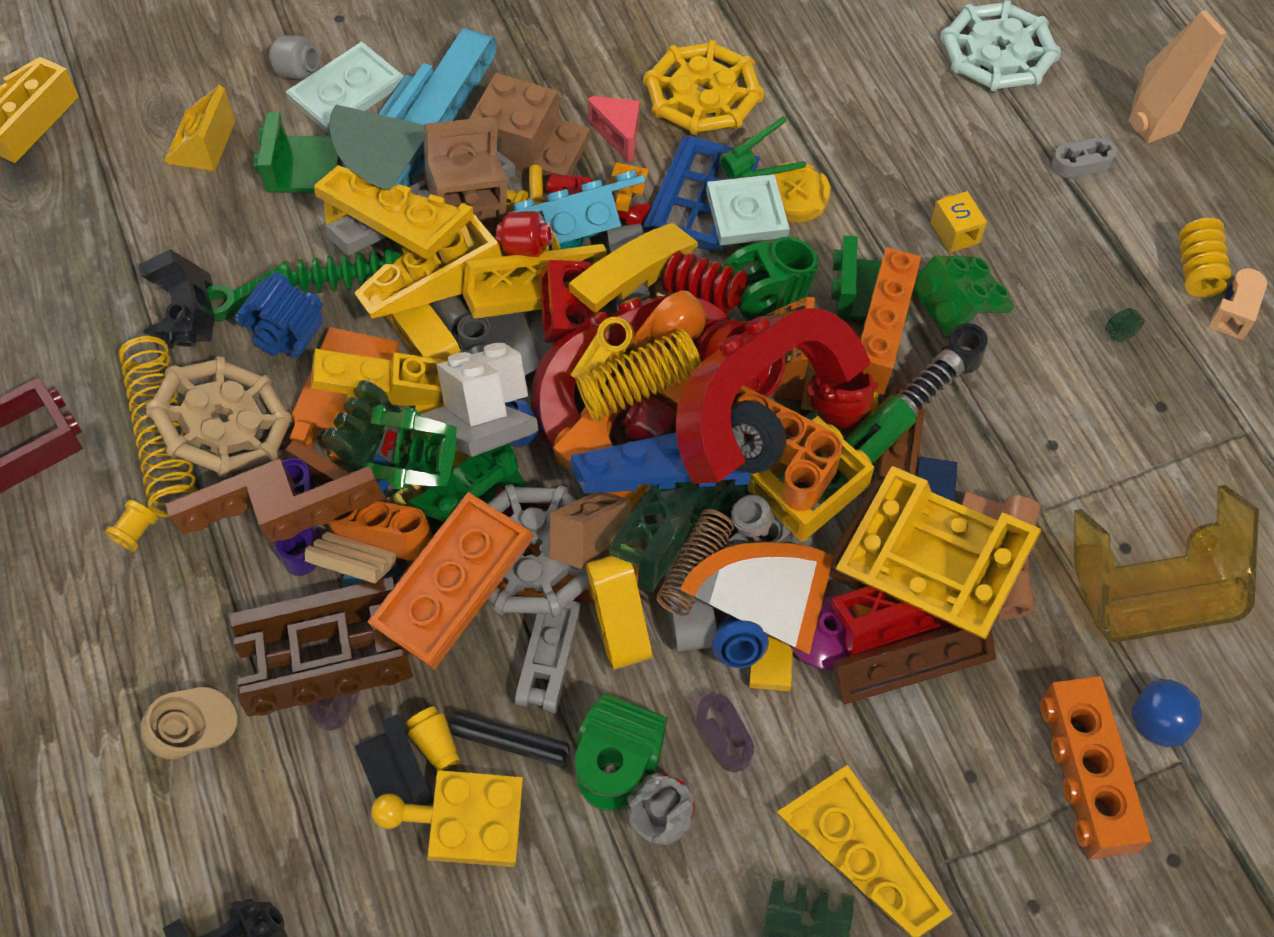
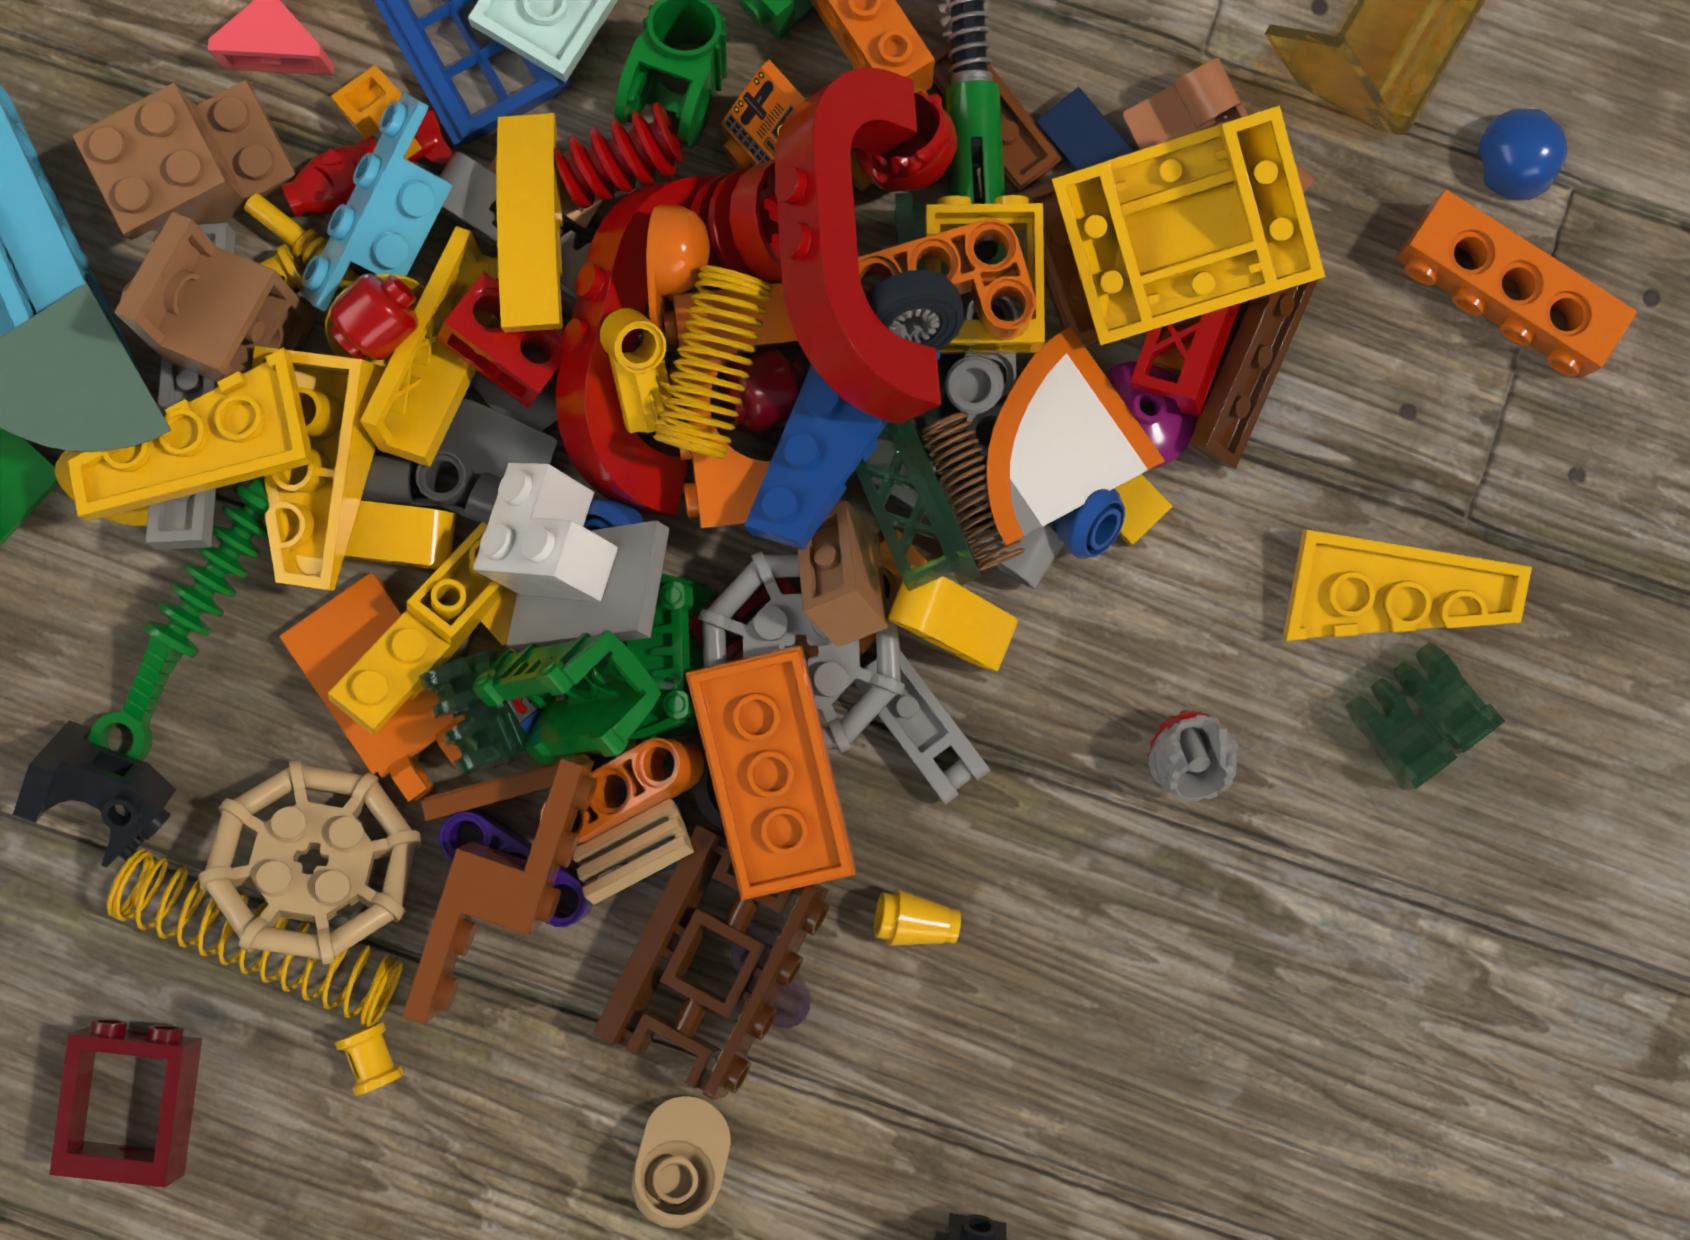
camera: 45 degrees left, 25 degrees up
(281, 316) = (225, 688): blue brick -> none
(393, 766) = (913, 987): black panel -> none
(470, 817) = (1032, 949): yellow plate -> none
(509, 738) = (978, 841): black axle -> none
(620, 737) = (1081, 728): green piece -> none
(733, 728) = (1163, 603): clear purple beam -> none

